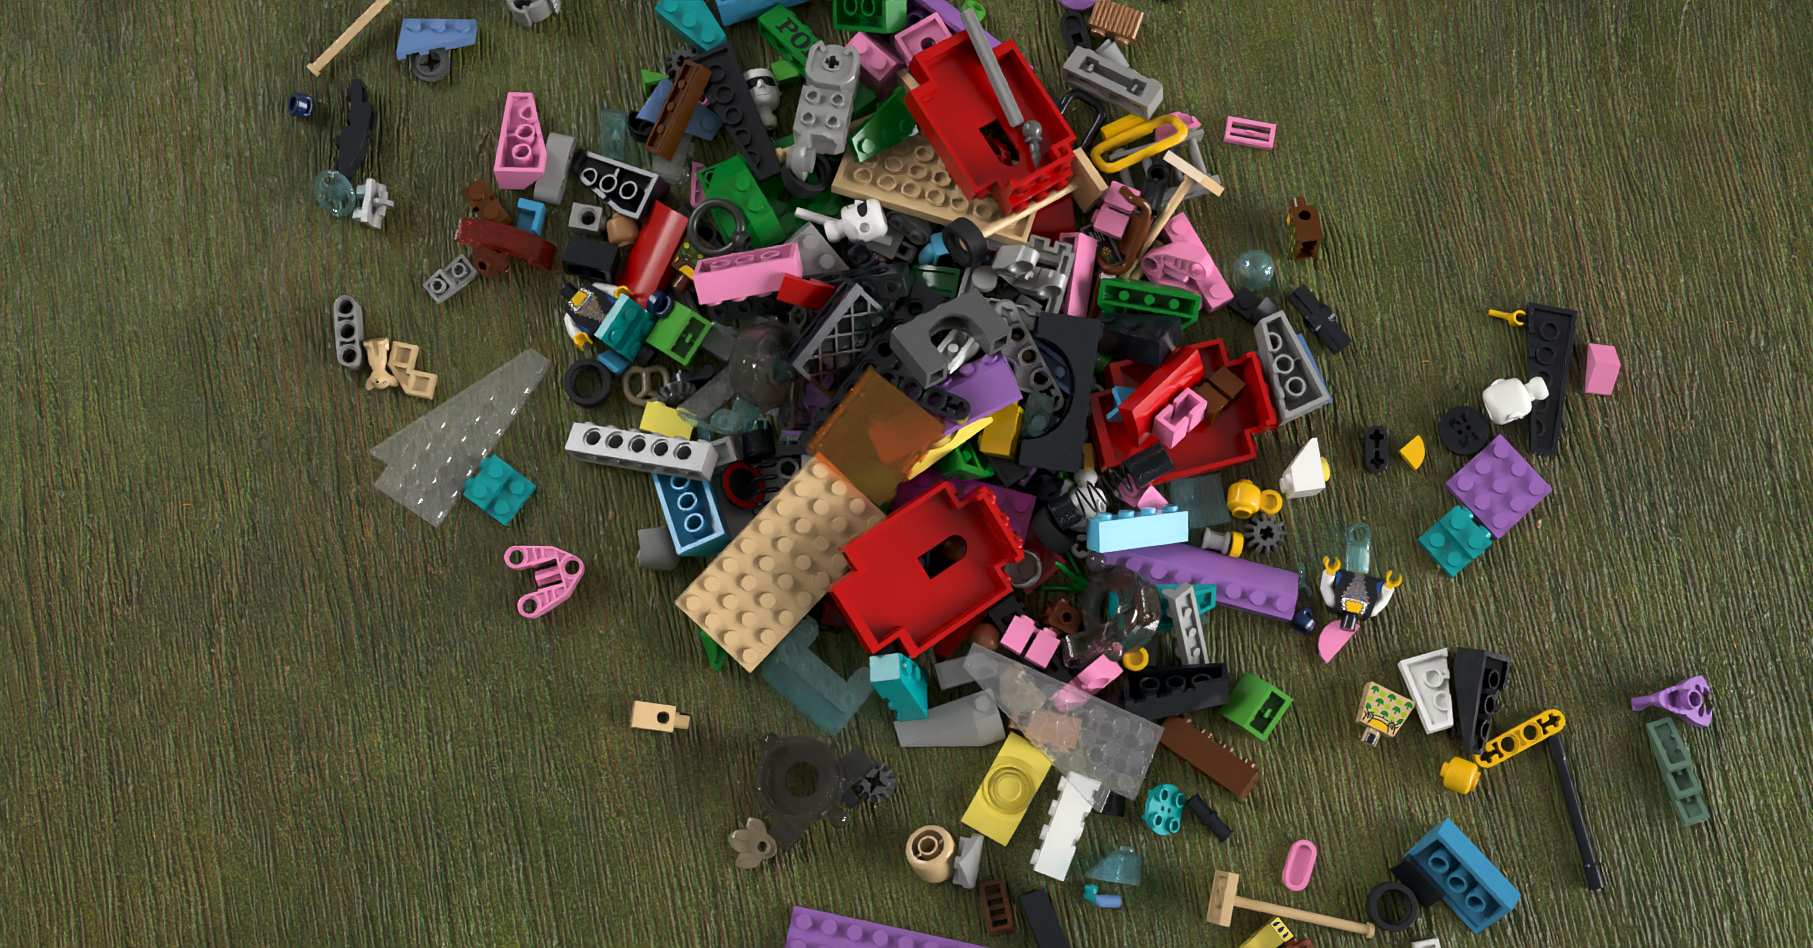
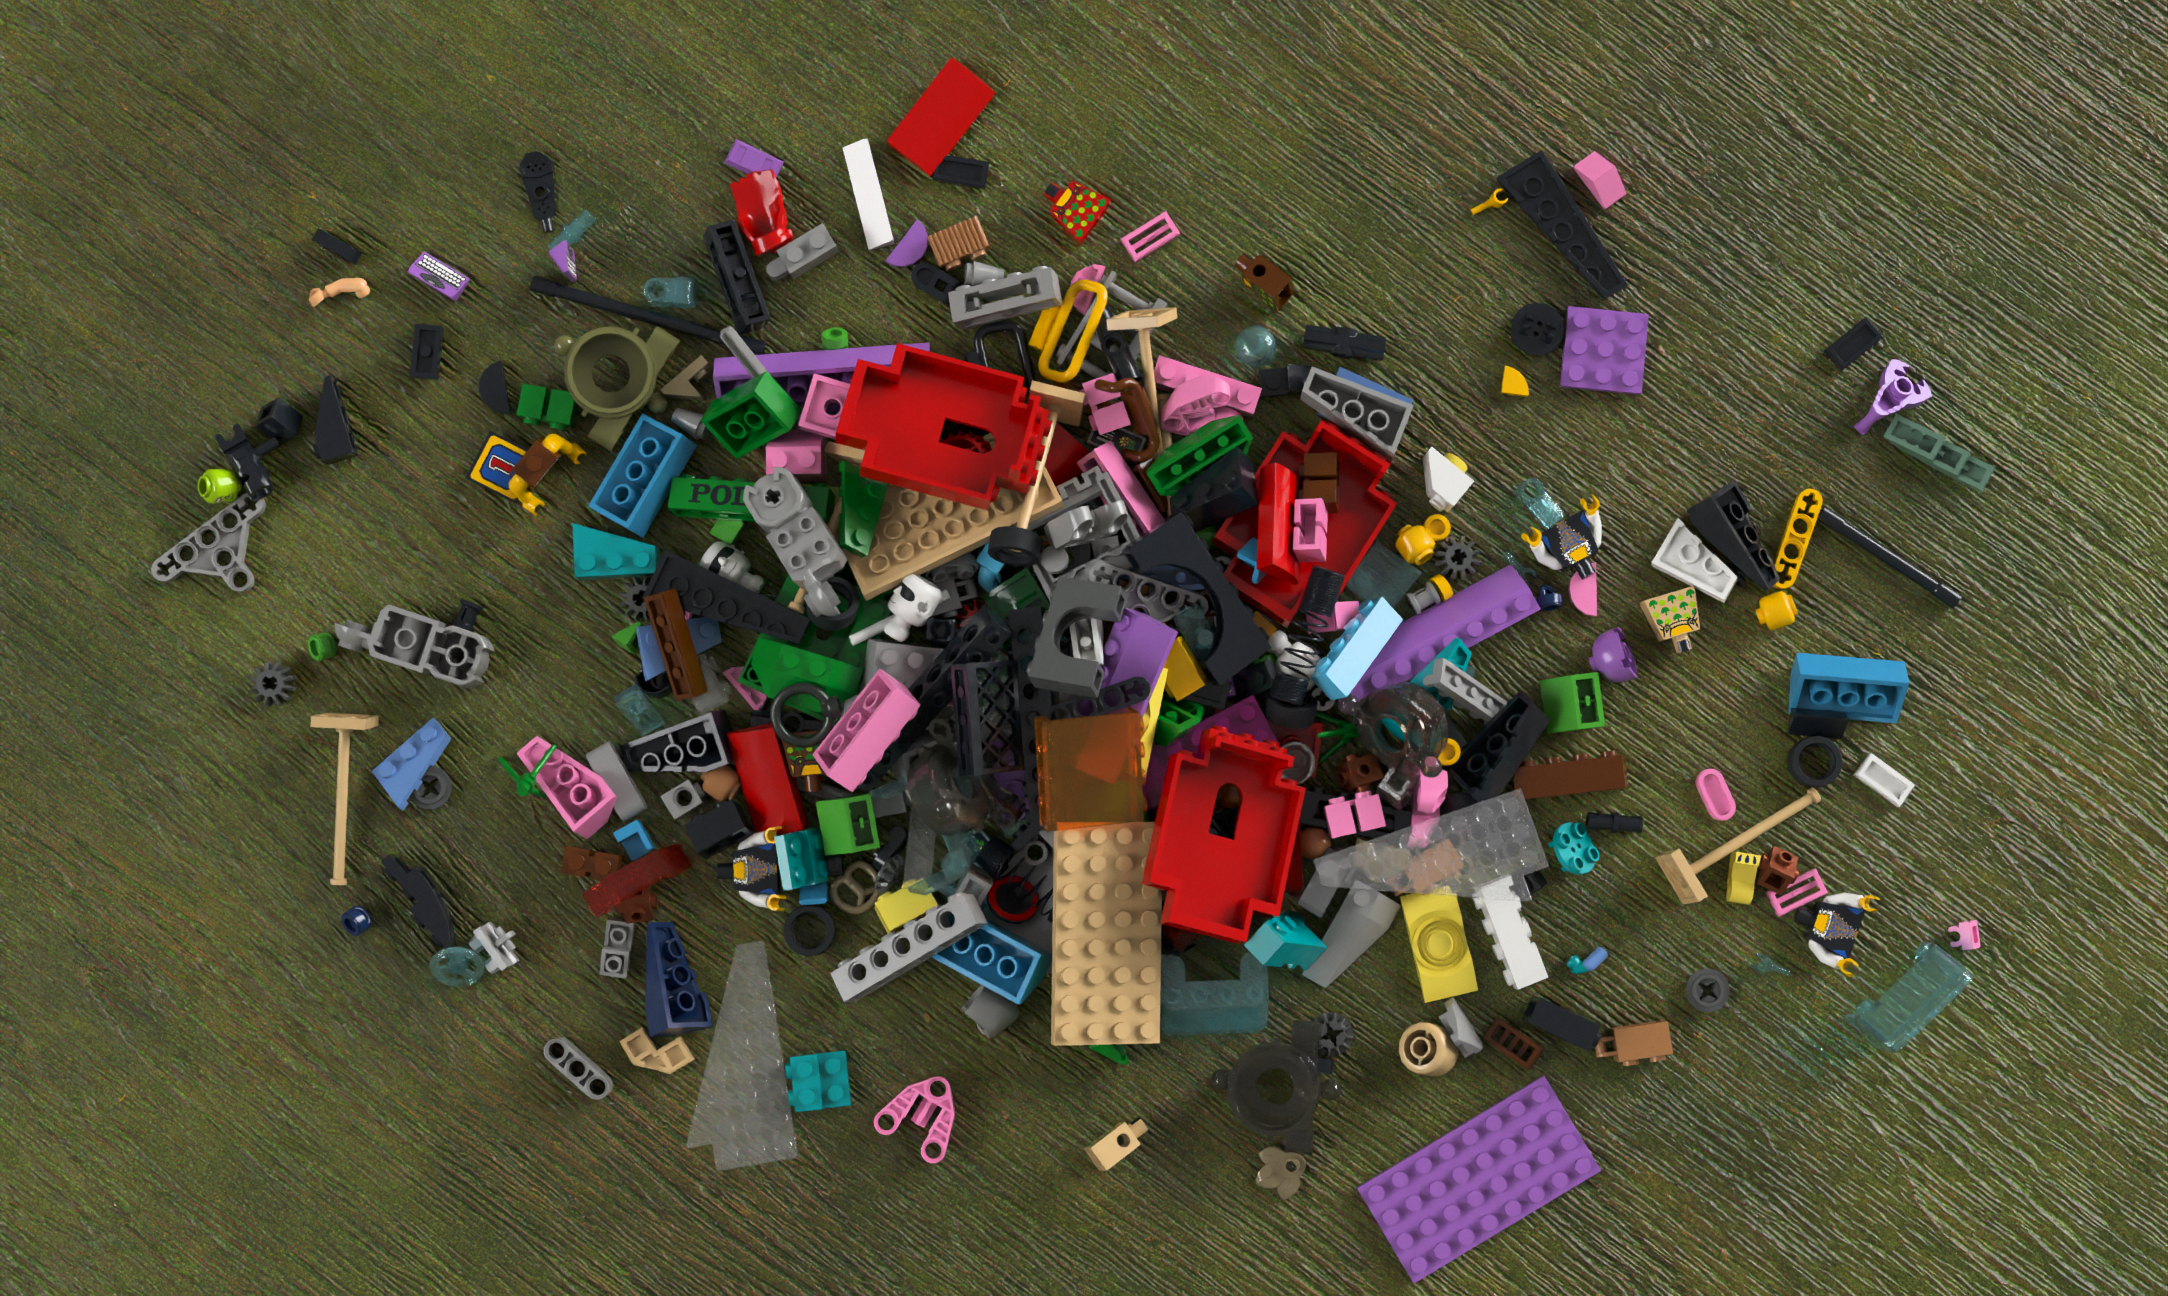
camera: 40 degrees left, 5 degrees up
(377, 358) = (613, 1060): tan animal -> none
(458, 341) = (672, 995): none -> dark blue wedge
(495, 112) = (527, 781): none -> green plant
(659, 303) = (810, 815): dark blue tile -> none
(805, 293) = (927, 708): red slope -> none
(991, 67) = (905, 383): light grey axle -> none
(1031, 131) = (983, 405): dark grey bar -> none
(1117, 866) = (1579, 928): clear light blue slope -> none
(1216, 70) = (1076, 209): none -> red torso
(1313, 701) = (1613, 657): none -> medium lavender cylinder
(1369, 450) = (1477, 412): black beam -> none
(1455, 540) = (1608, 425): teal plate -> none
(1511, 399) = (1553, 271): white piece -> none
(1682, 640) = (1853, 344): none -> black tile

